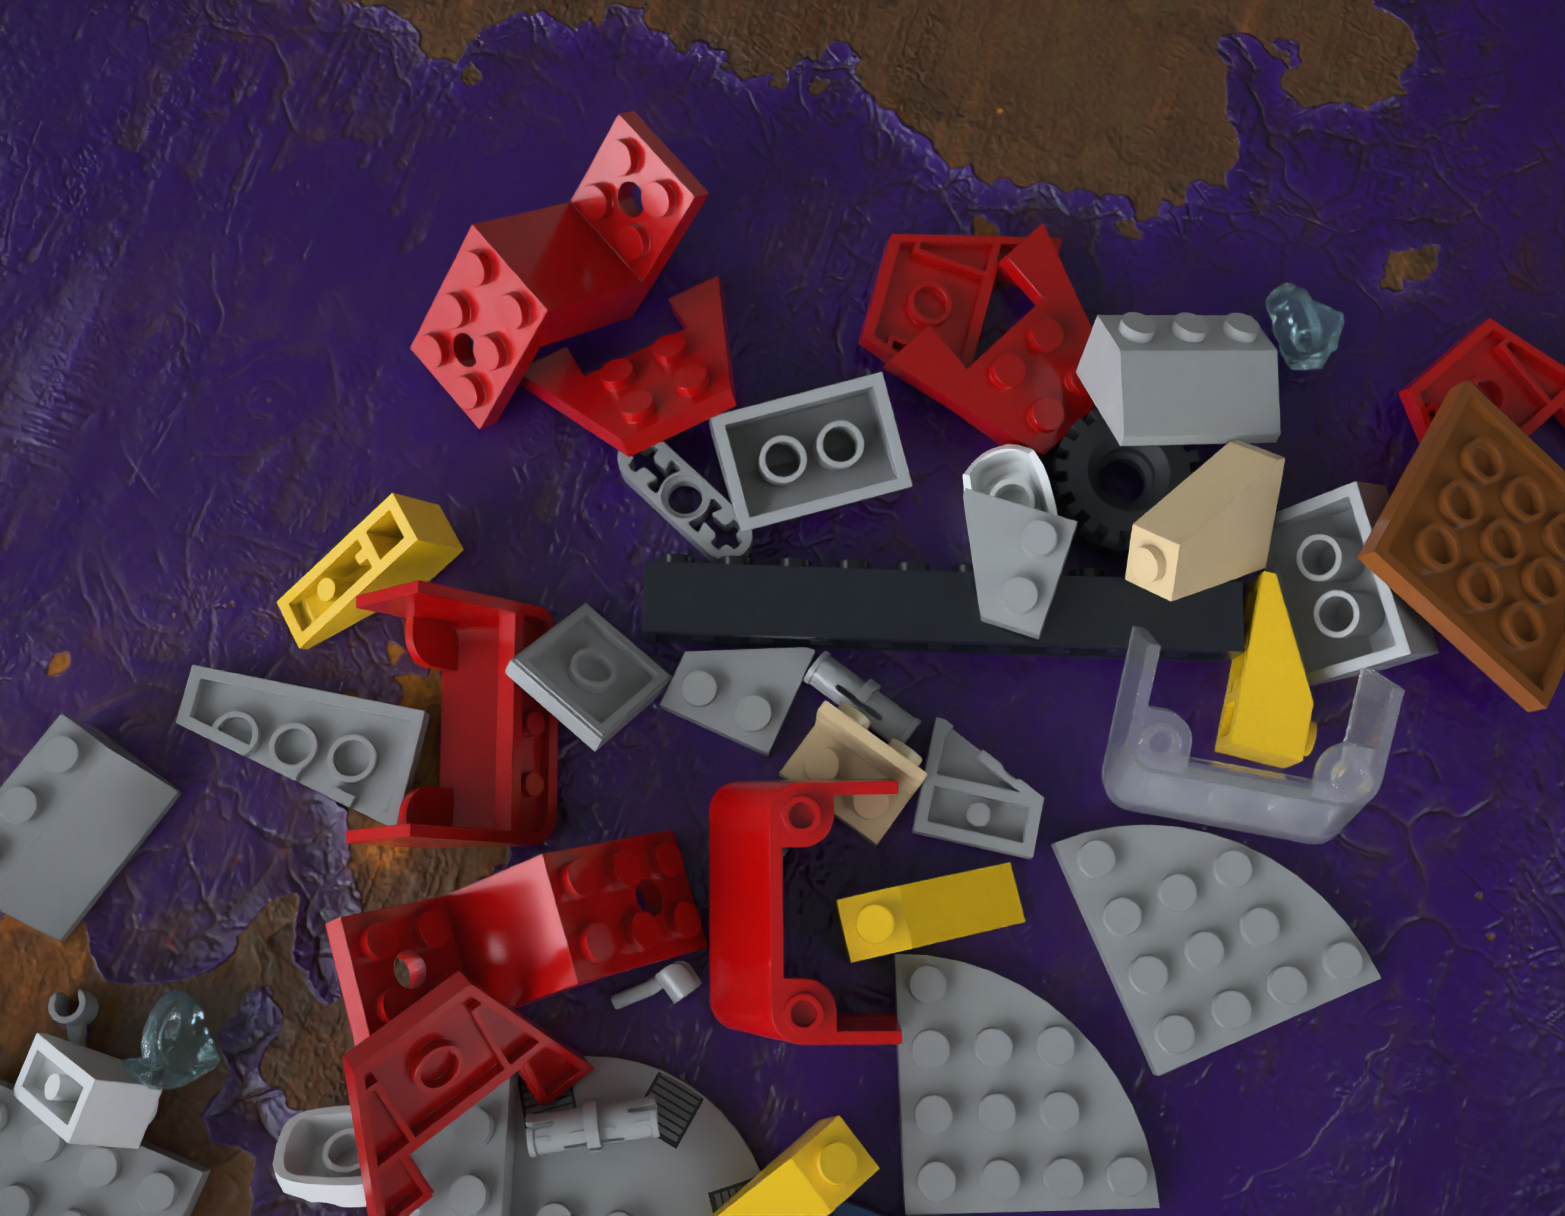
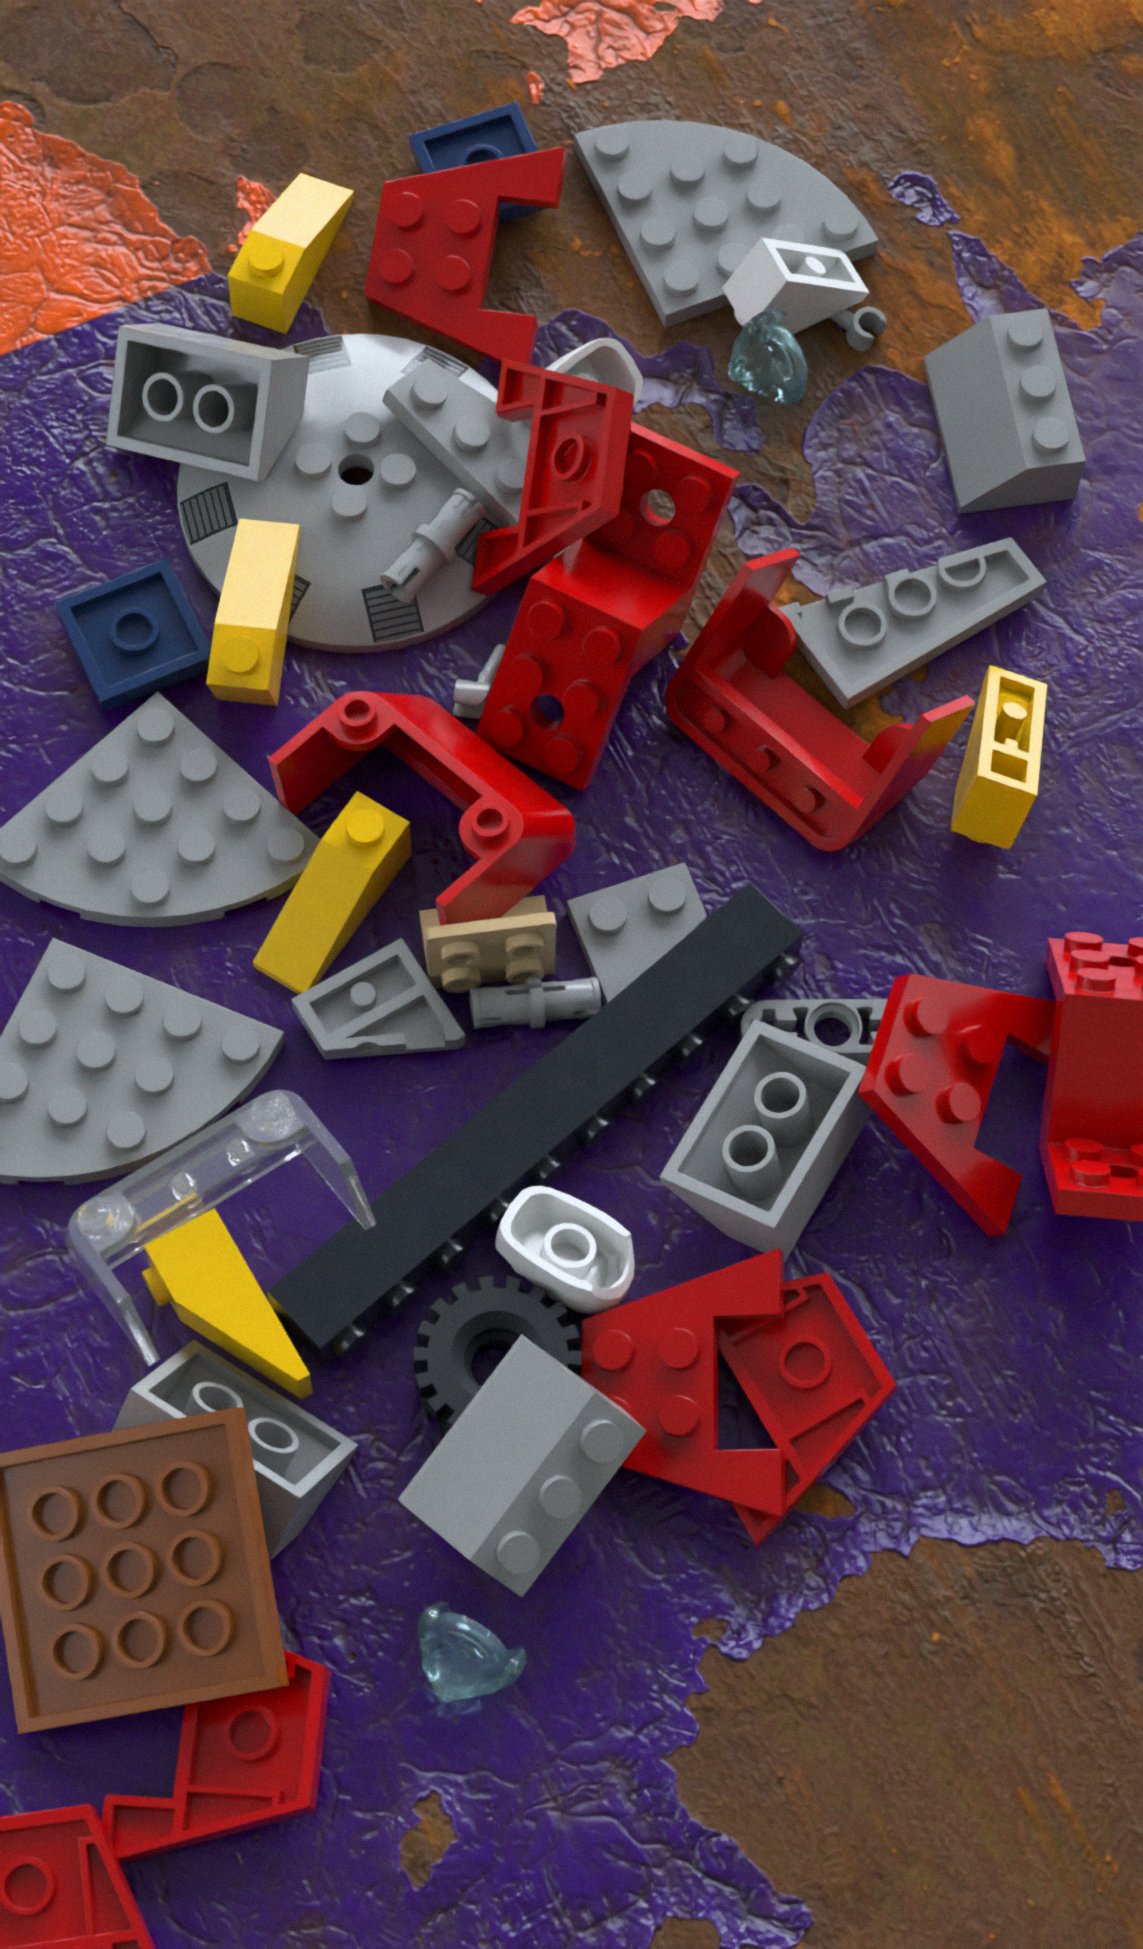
camera: 135 degrees right, 10 degrees down
(588, 676) = (756, 825): light grey tile -> none
(1015, 560) = (519, 1183): light grey wing -> none
(1209, 525) = (389, 1349): tan slope -> none

